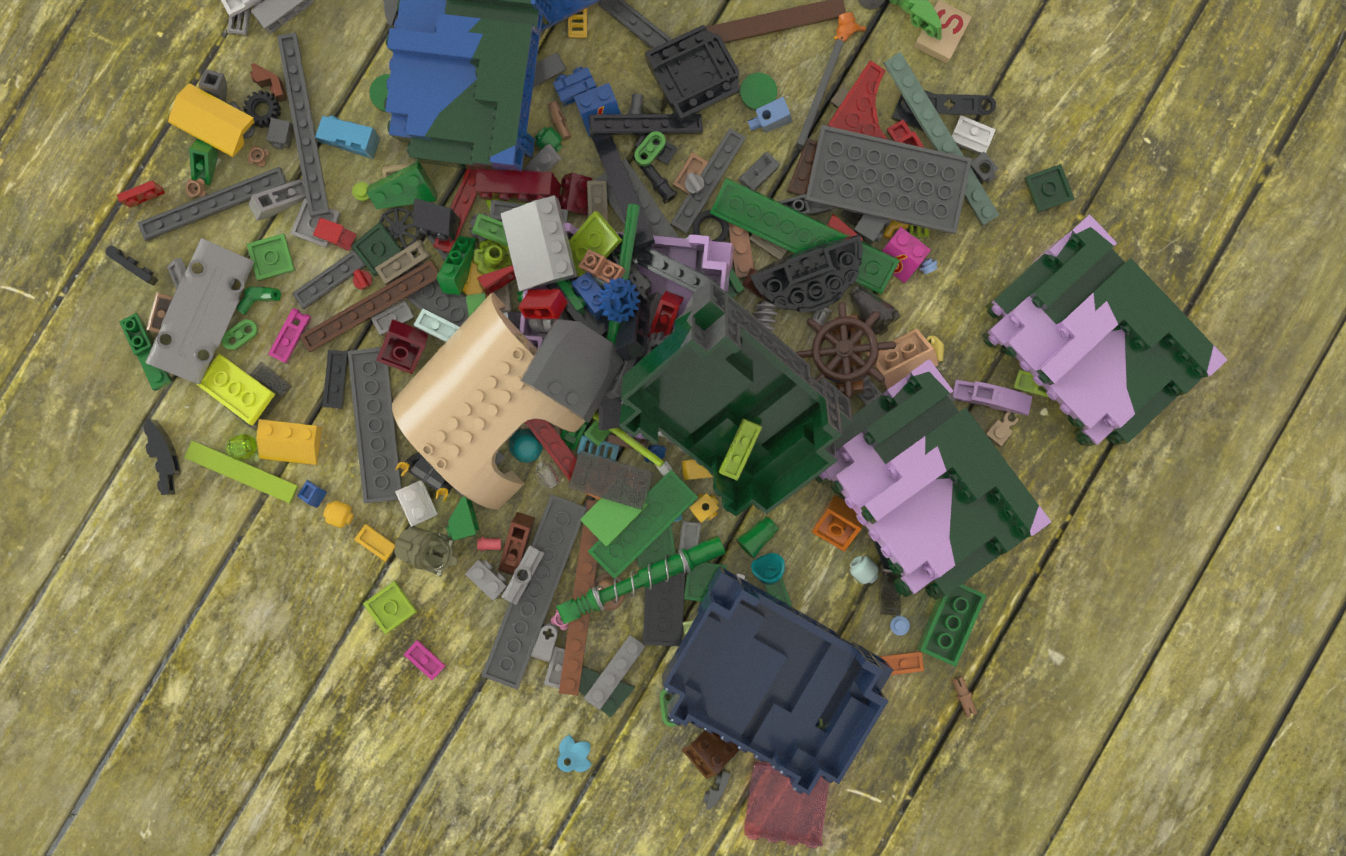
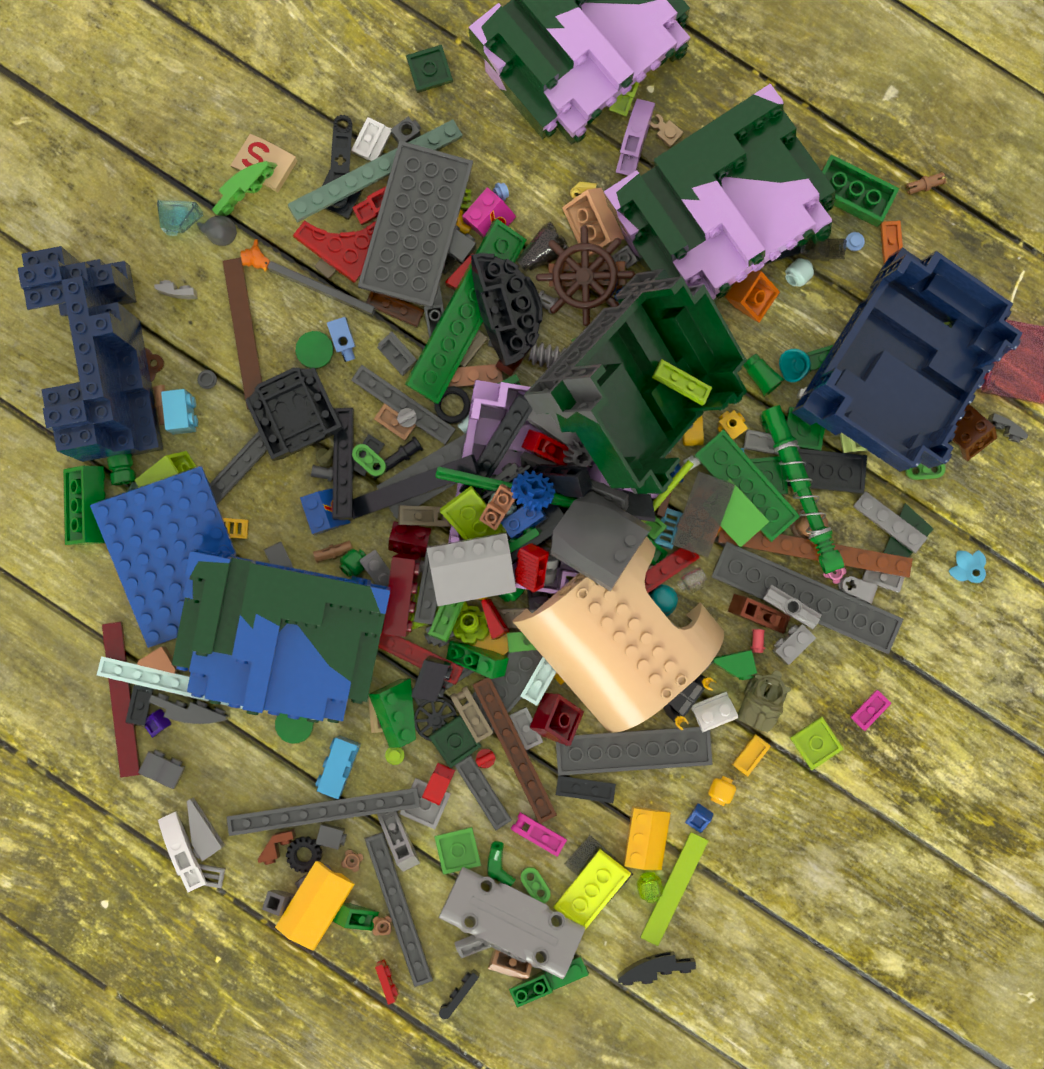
camera: 80 degrees left, 0 degrees up
(573, 85) = (299, 533): blue brick -> none

